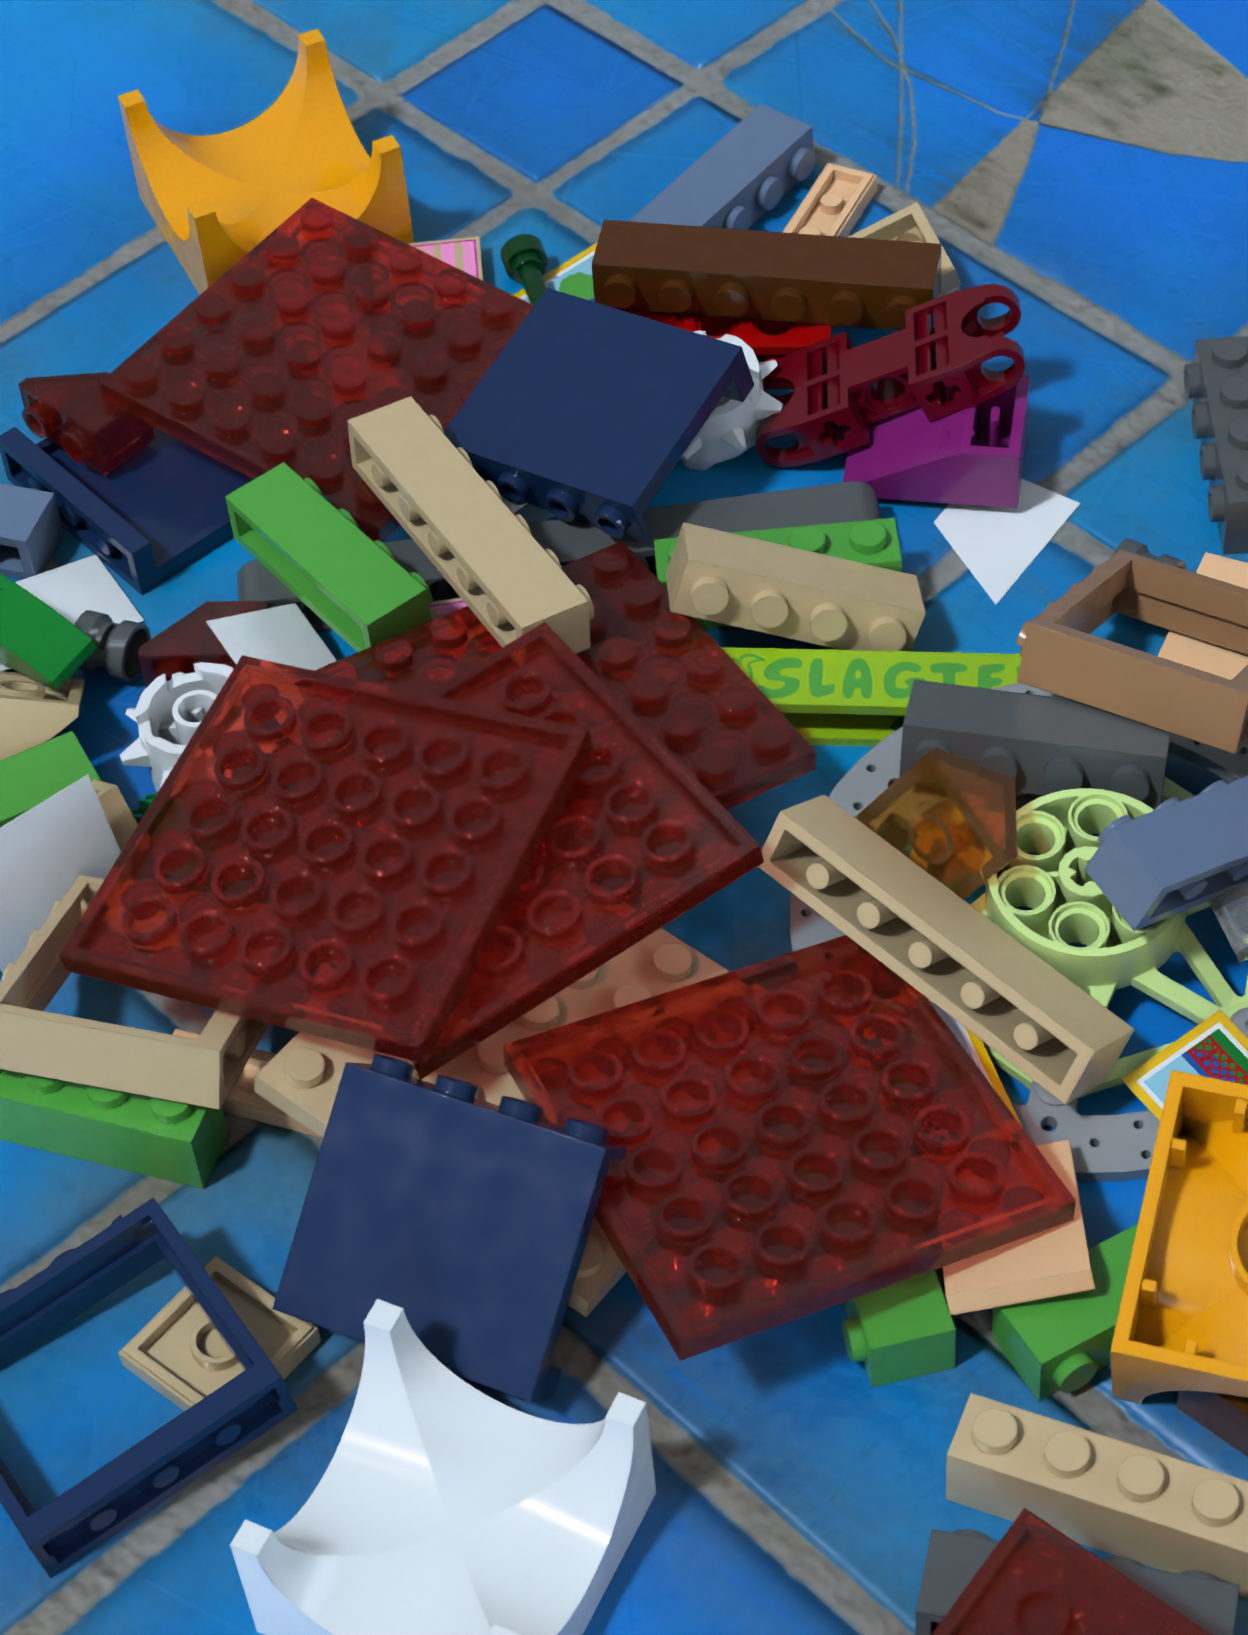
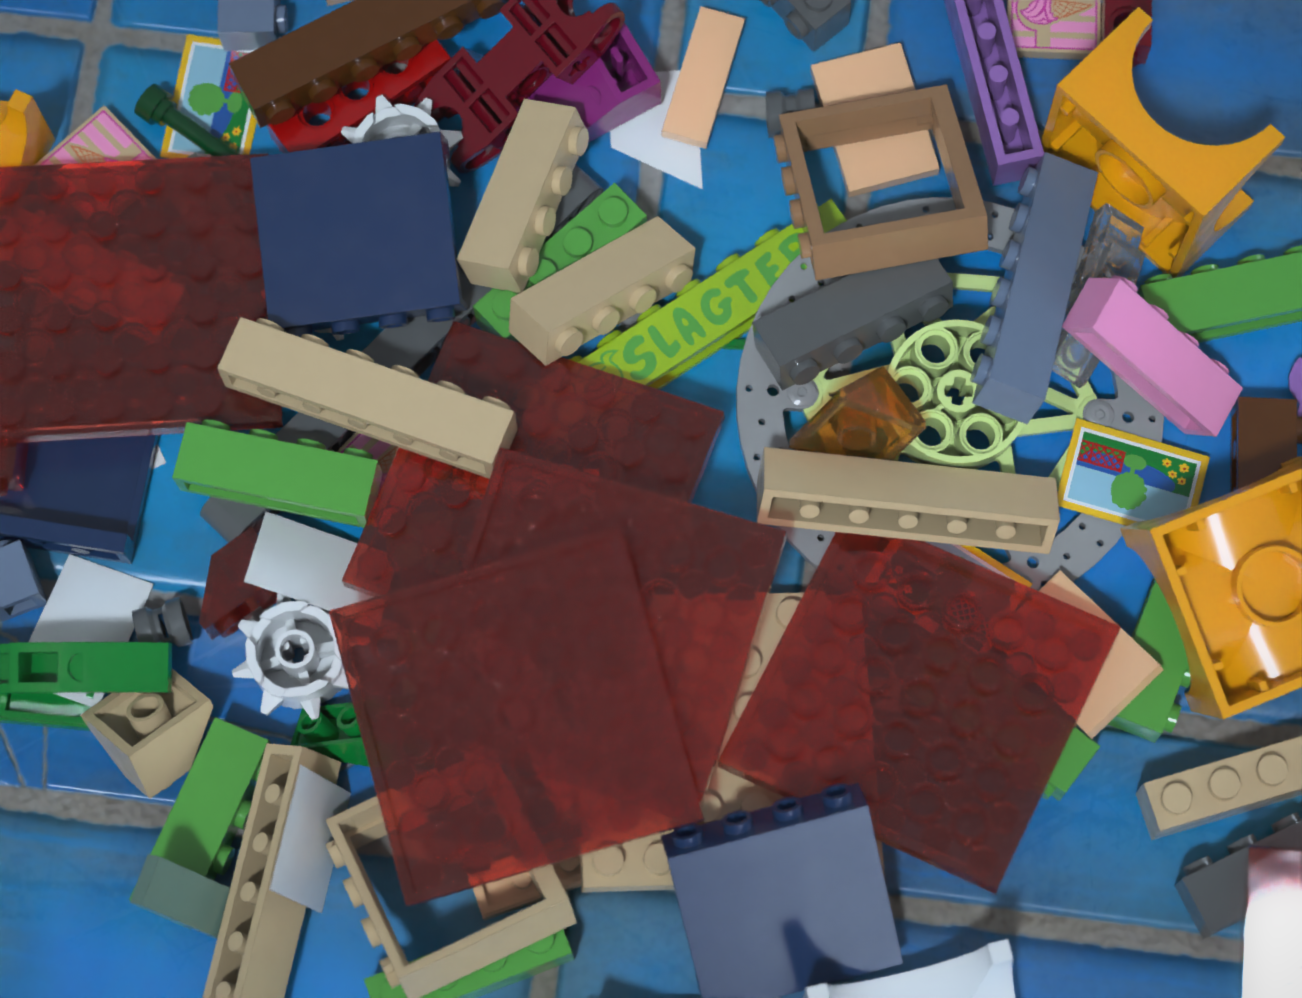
camera: 40 degrees left, 25 degrees up
(790, 469) = (523, 196): none -> tan brick
(1080, 508) = (703, 77): none -> light nougat tile

